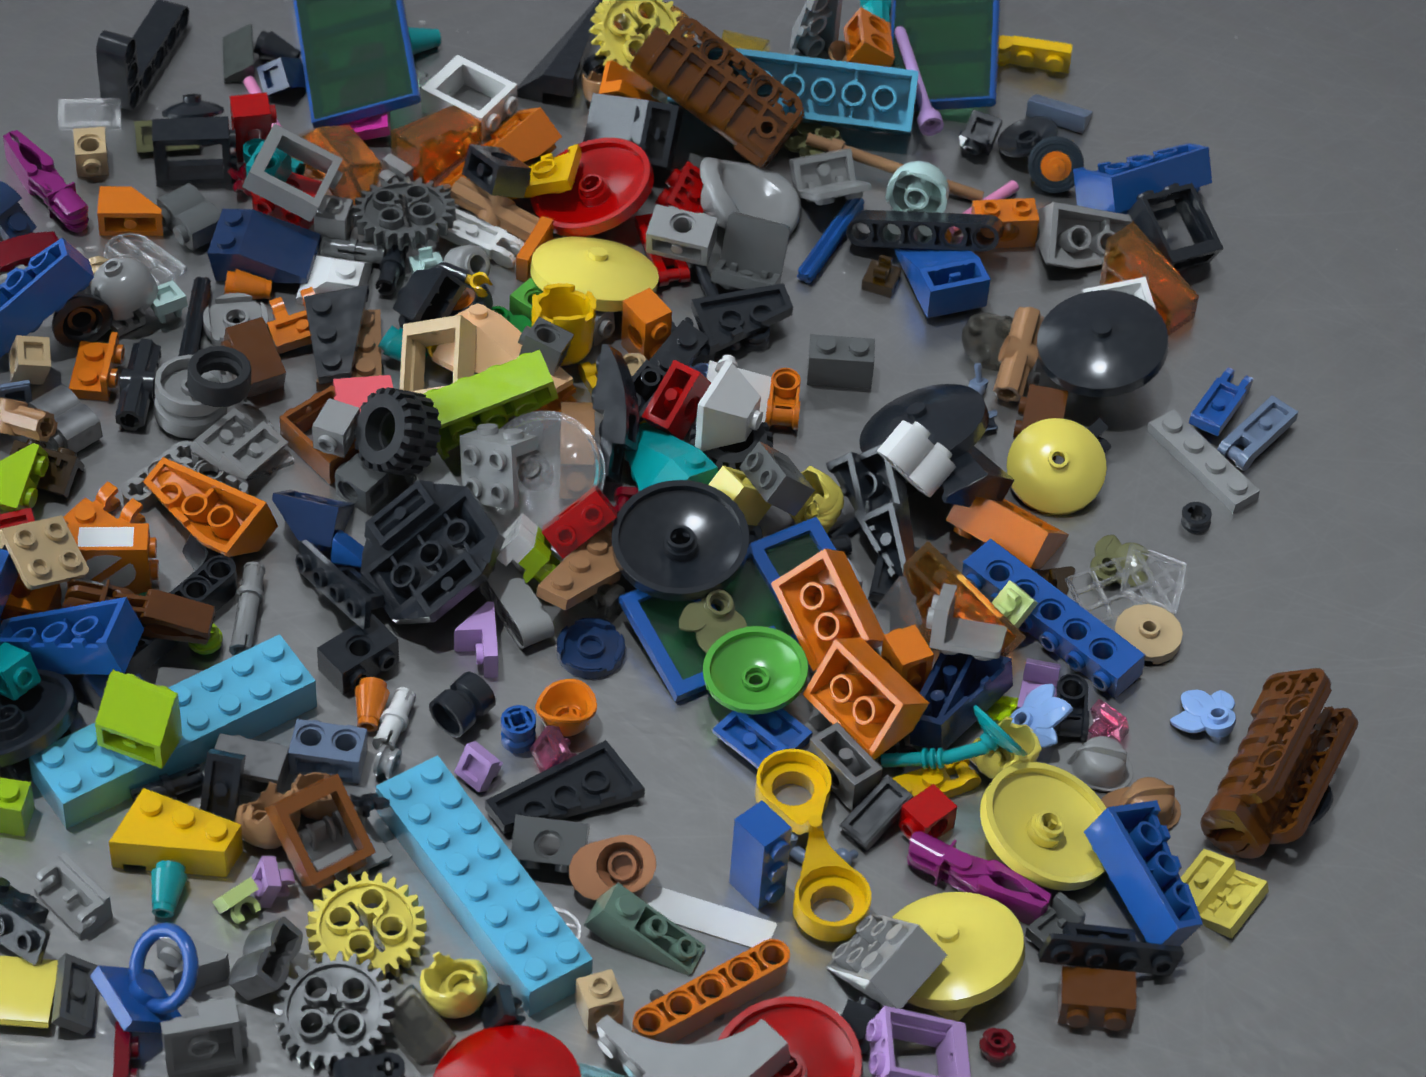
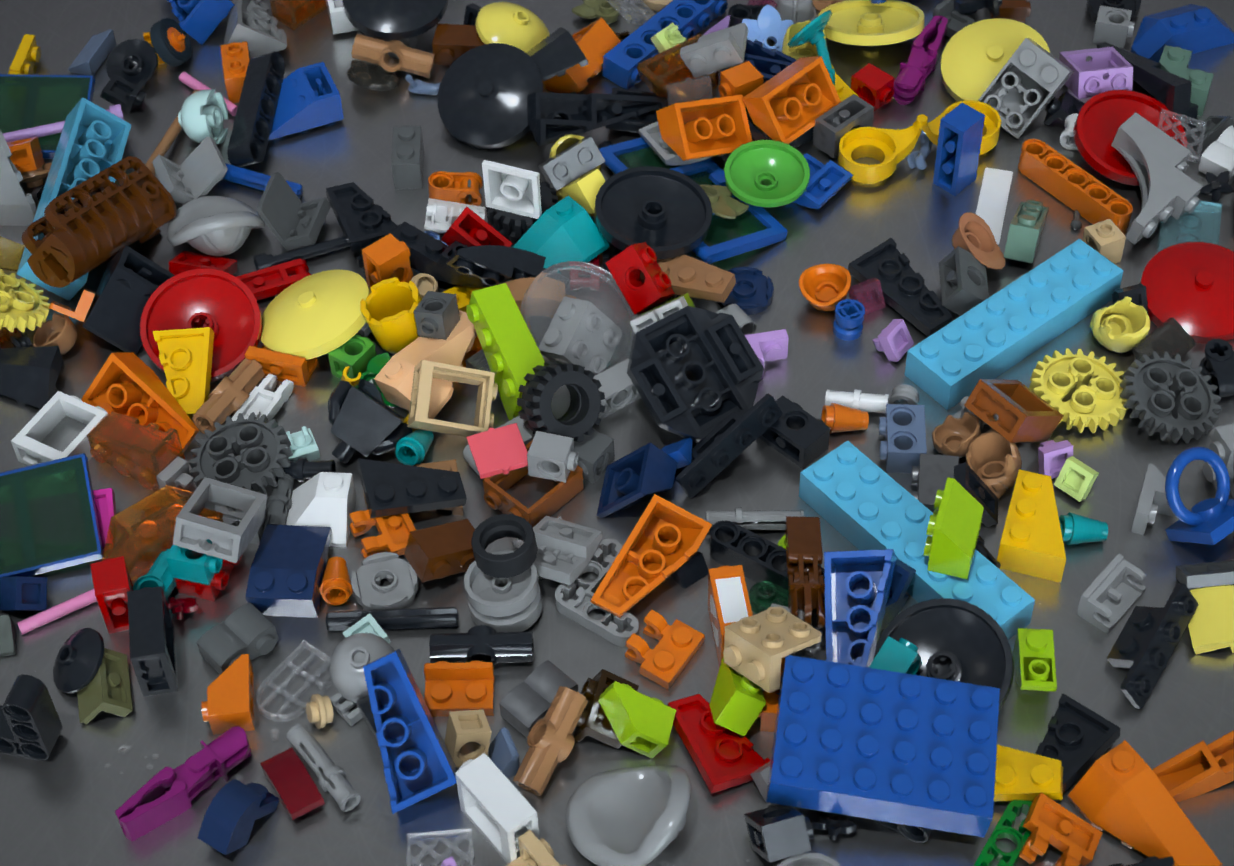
camera: 90 degrees left, 0 degrees up
(89, 113) = (79, 758): clear slope -> none
(90, 151) = (128, 739): tan brick -> none
(266, 958) = (1138, 444): flat silver brick -> none
(369, 802) = (969, 385): black plant -> none
(461, 704) = (837, 355): black wheel -> none
(469, 258) = (307, 407): light grey head -> none
(496, 171) = (198, 379): black brick -> none
(681, 235) = (271, 252): light grey brick -> none
(875, 813) = (884, 116): black tile -> none
(881, 276) = (297, 146): dark brown tile -> none
(917, 458) = (553, 70): white brick -> none
(997, 1052) = (1058, 45): dark red plate -> none

